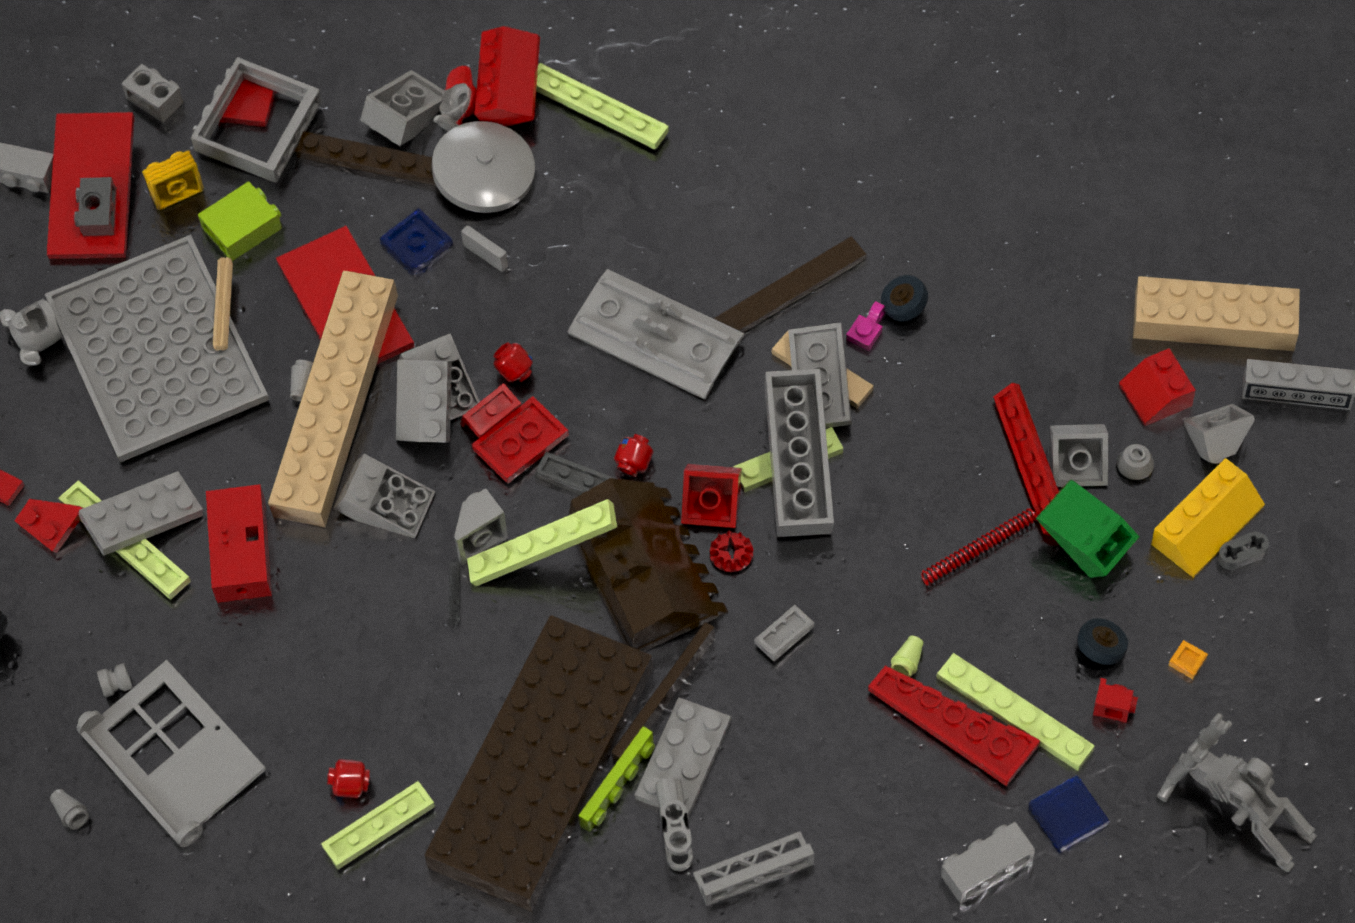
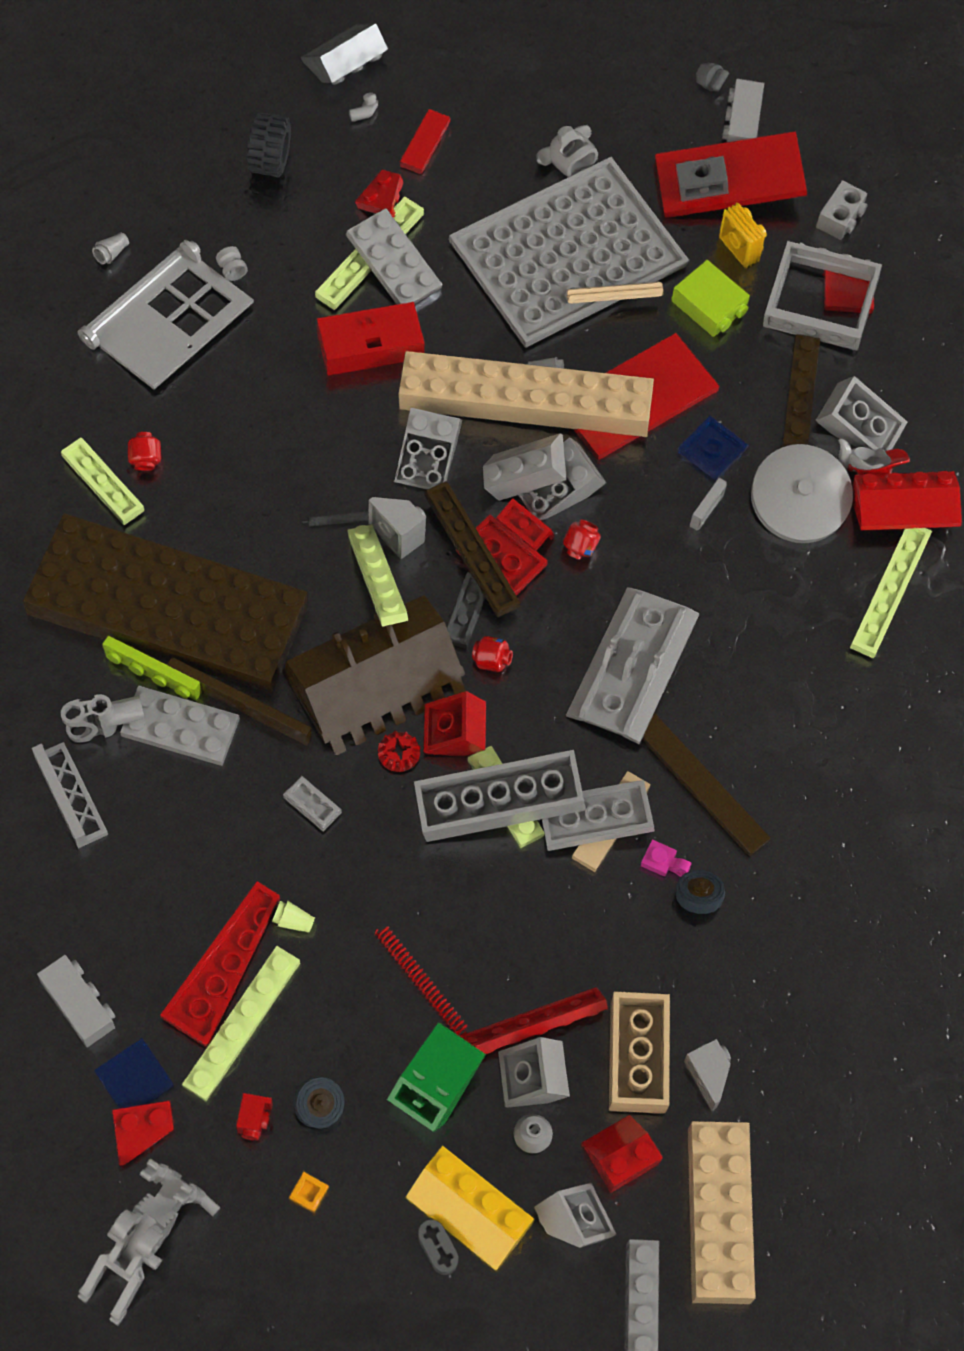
camera: 75 degrees right, 5 degrees up
(512, 462) = (472, 549): none -> dark brown tile
(1065, 361) = (639, 1052): none -> tan brick
(1083, 309) = (709, 1069): none -> light grey slope
(1122, 806) = (140, 1128): none -> red wing

